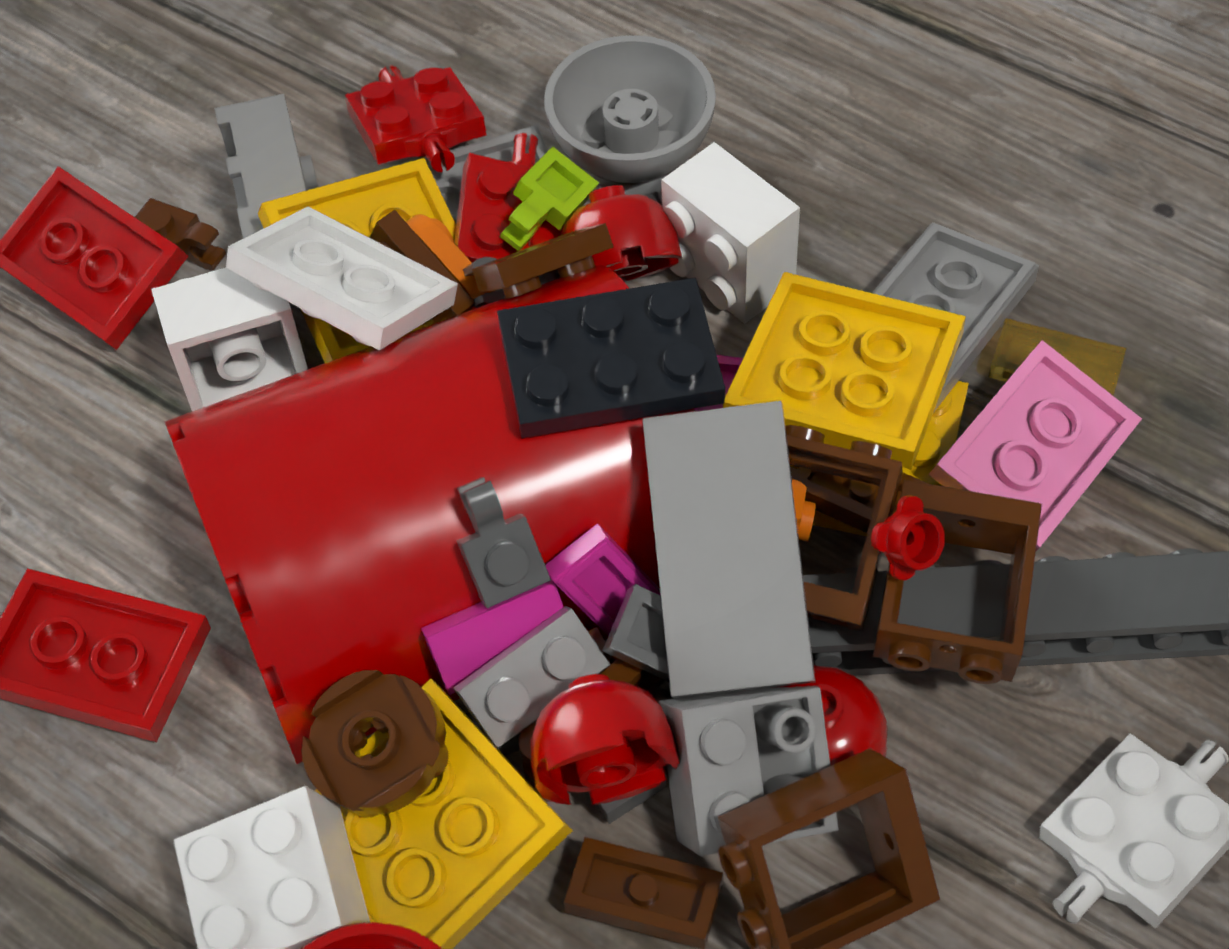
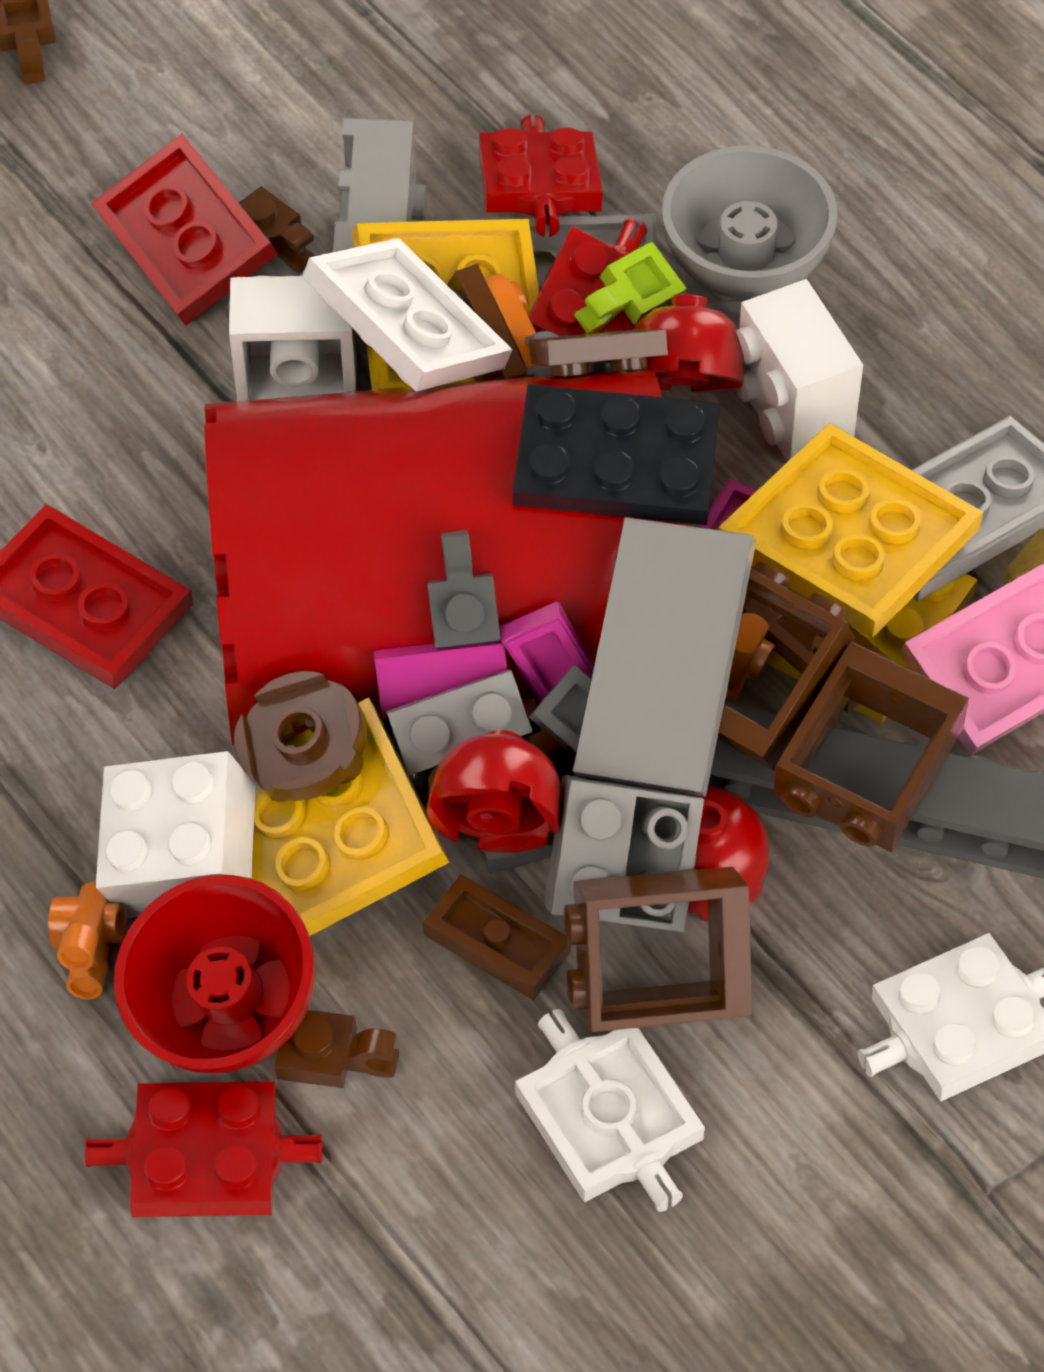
camera: 15 degrees right, 0 degrees up
(909, 538) = (839, 703): red plate -> none

